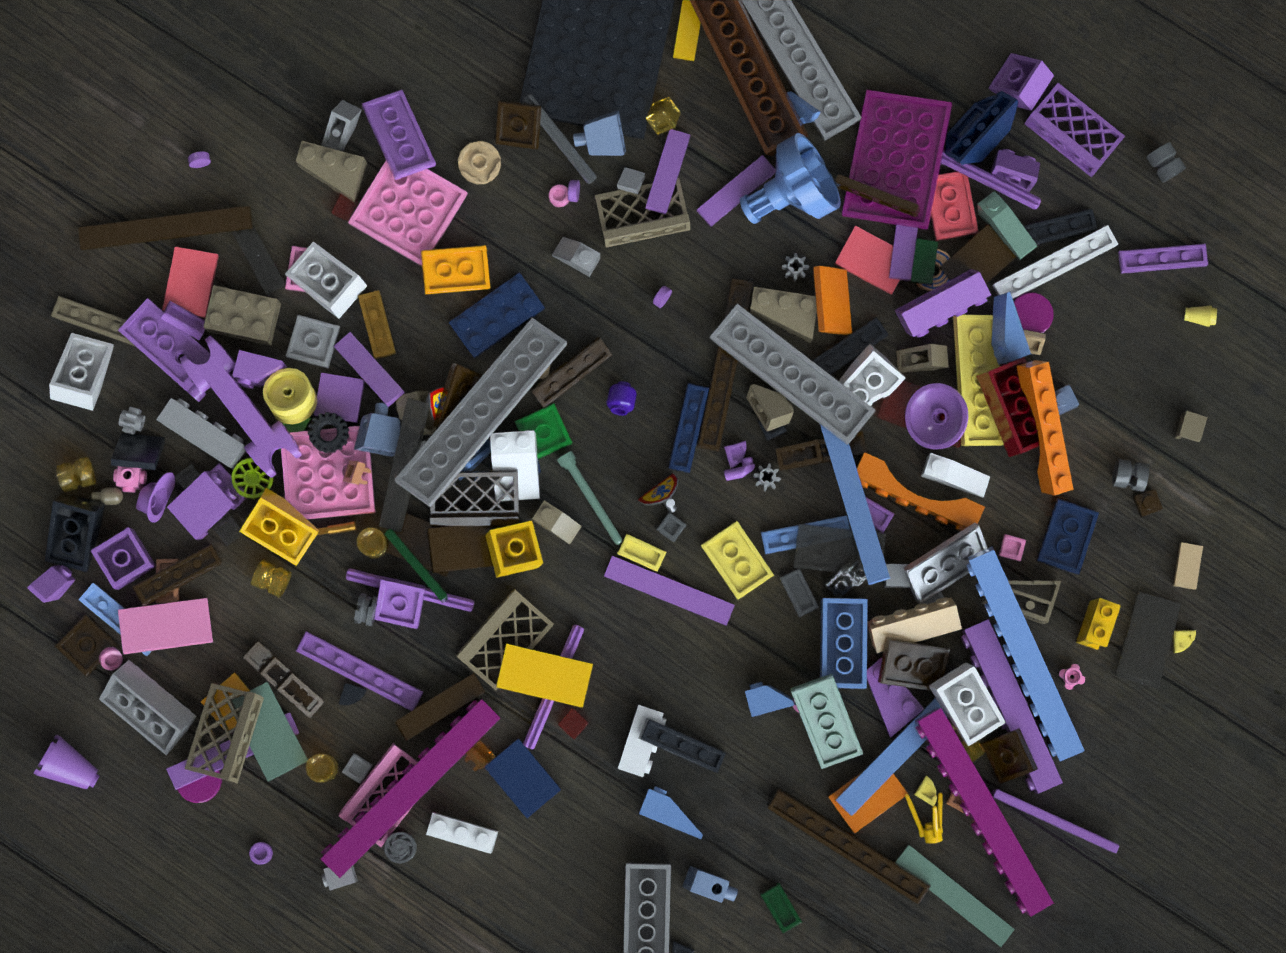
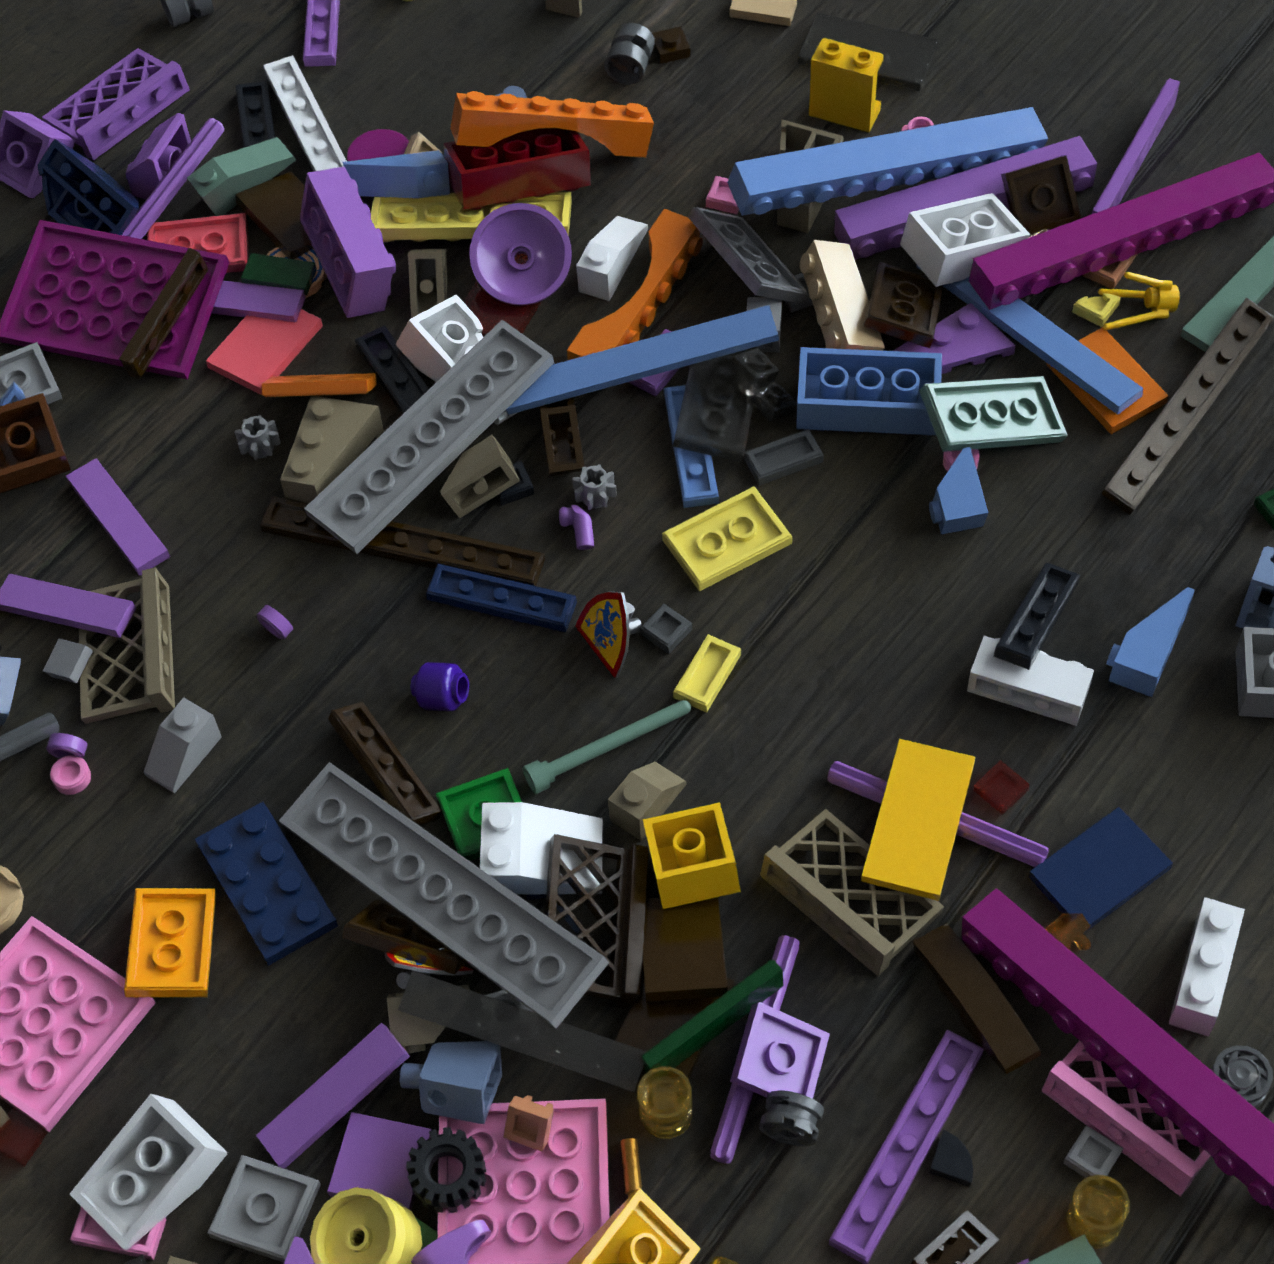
camera: 80 degrees left, 25 degrees down
(377, 324) = (248, 1084): pearl gold plate -> none
(669, 590) = (772, 637): medium lavender tile -> none
(735, 453) = (551, 534): medium lavender tile -> none
(798, 181) = (119, 401): medium blue piece -> none
(1067, 536) = (712, 131): dark blue tile -> none
(1182, 640) = (869, 15): light yellow tile -> none

